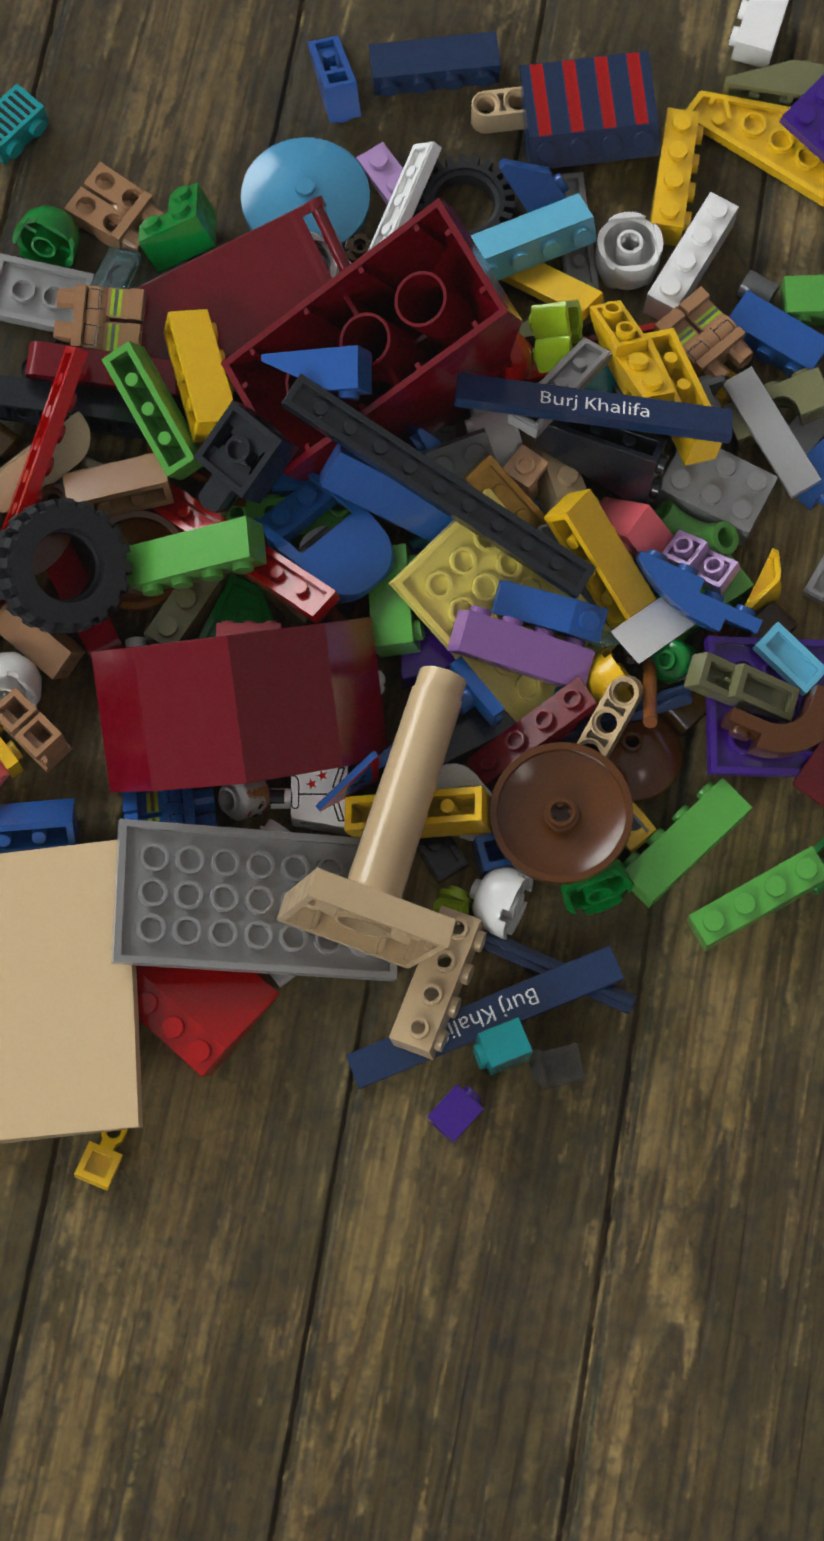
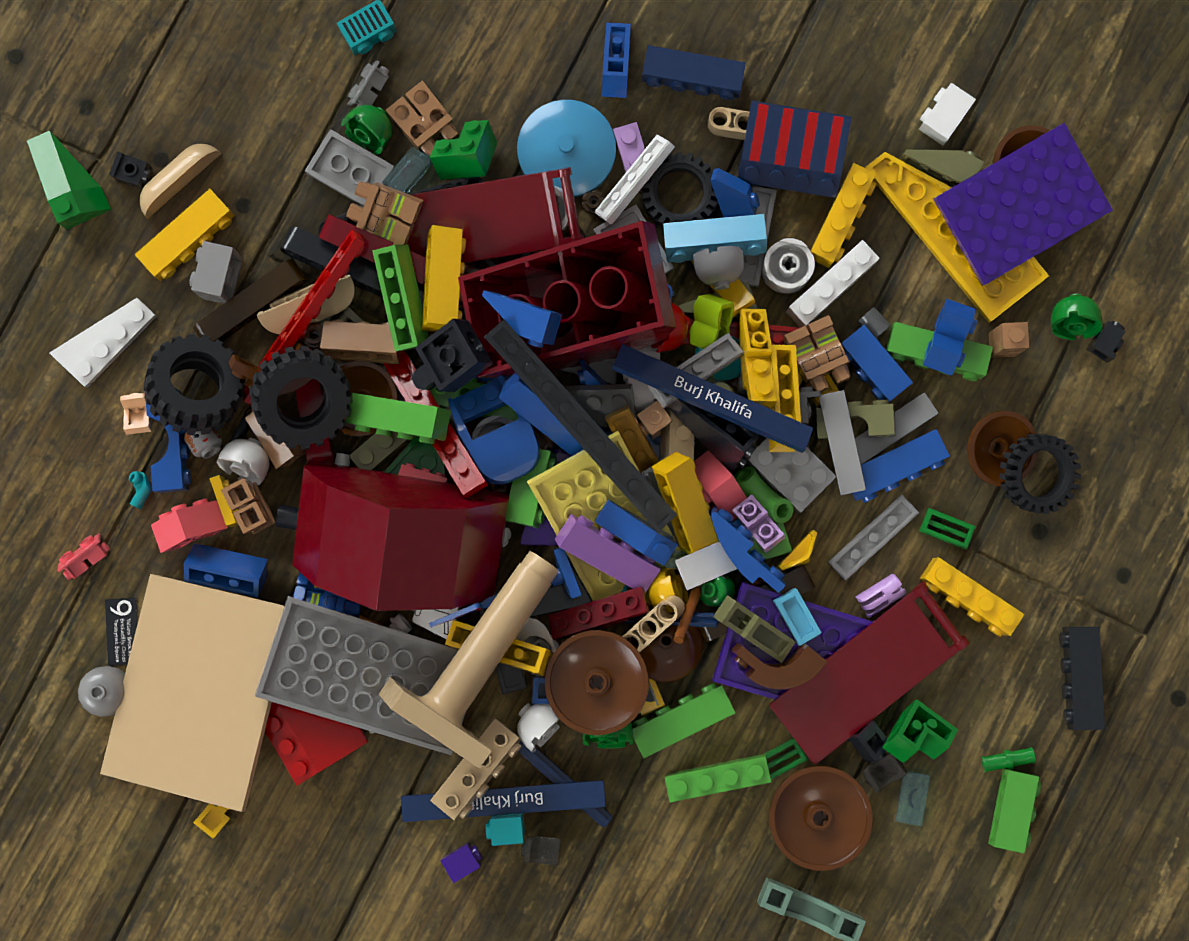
camera: 20 degrees right, 10 degrees up
(35, 180) = (372, 77): none -> light grey hinge
(86, 739) = (287, 517): none -> black beam
(453, 898) = (506, 714): lime plate -> none
(545, 263) = (719, 266): none -> light grey cylinder

